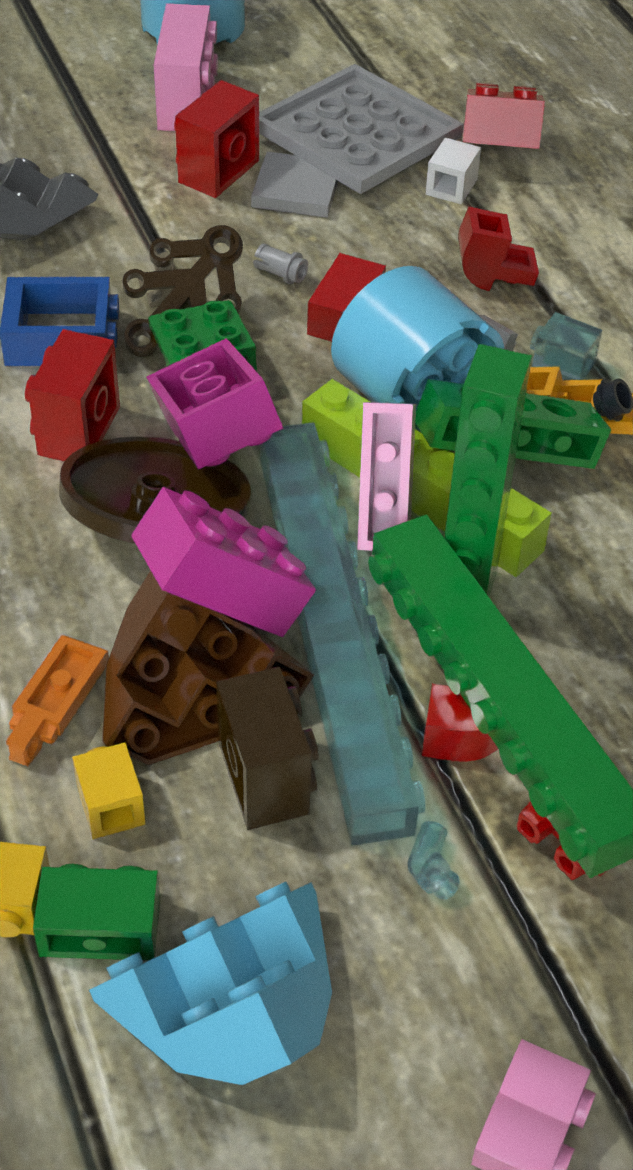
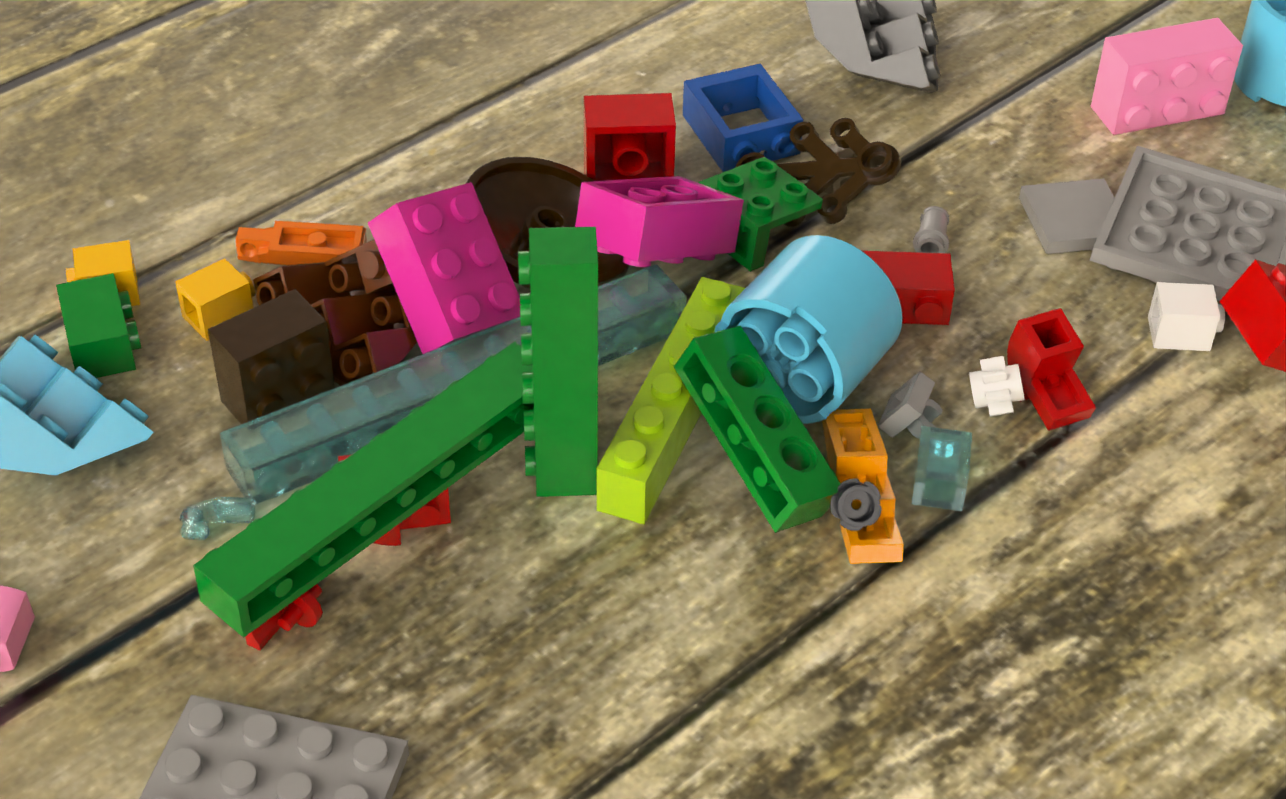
camera: 70 degrees right, 5 degrees down
(217, 138) = (1067, 128): red brick -> none
(385, 468) = (634, 331): bright pink brick -> none
(492, 287) = (996, 386): none -> white gear

